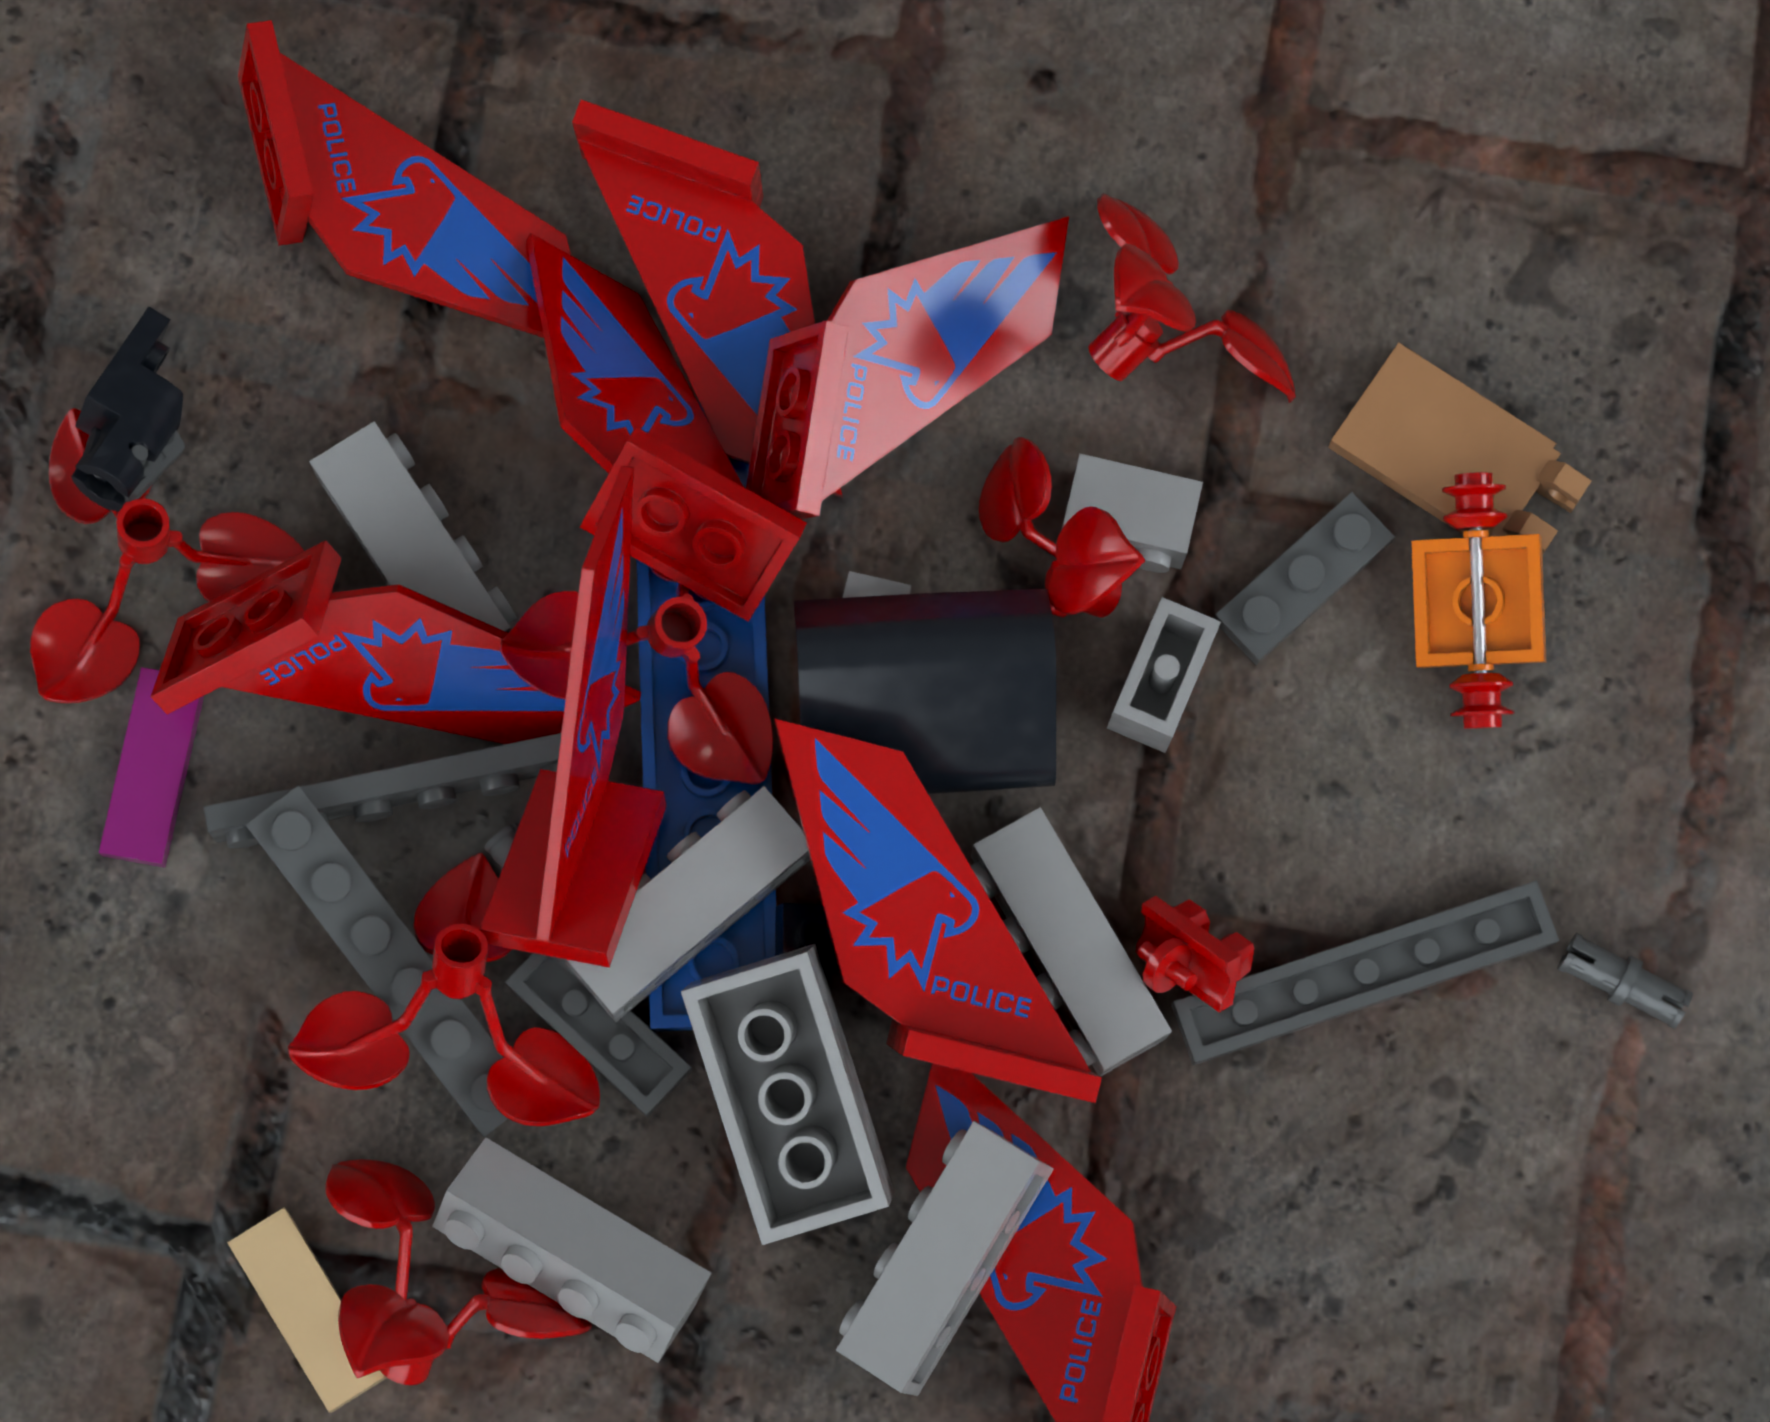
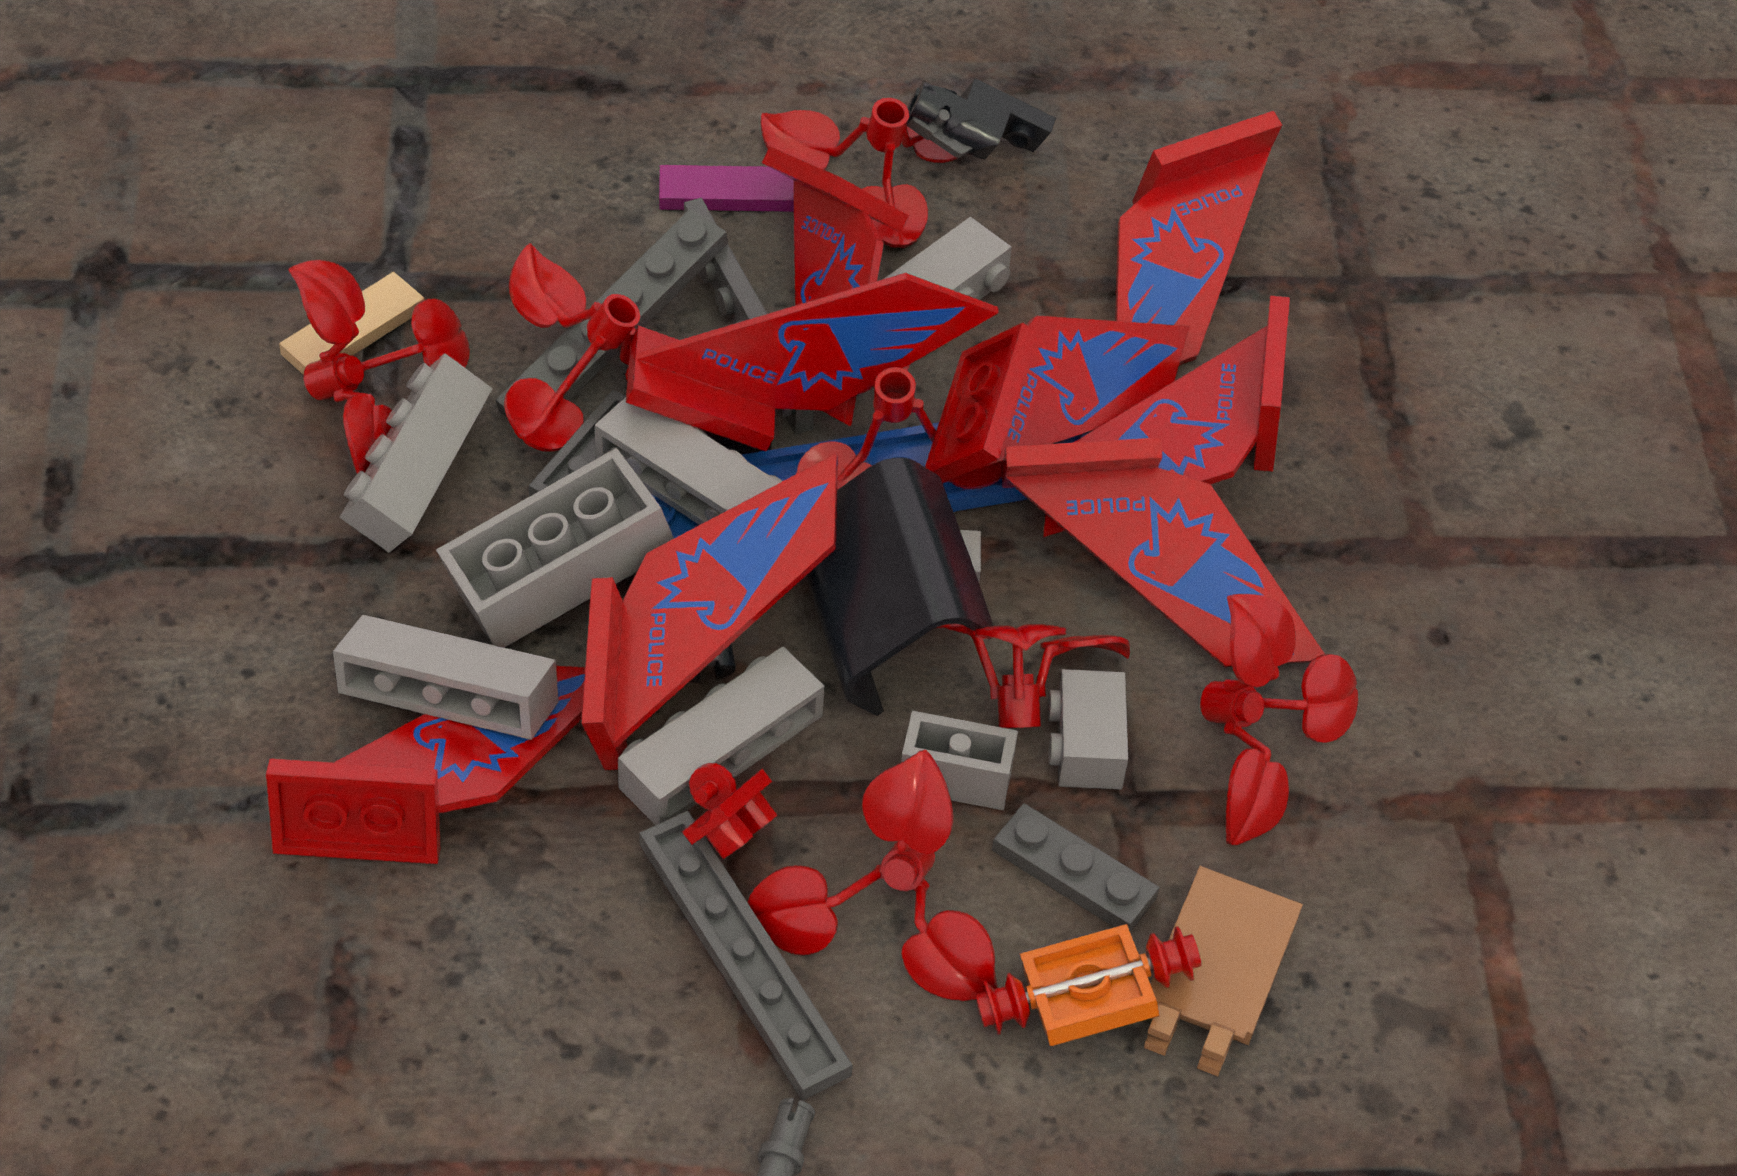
camera: 80 degrees right, 25 degrees down
(1291, 761) = (916, 810): none -> red plant

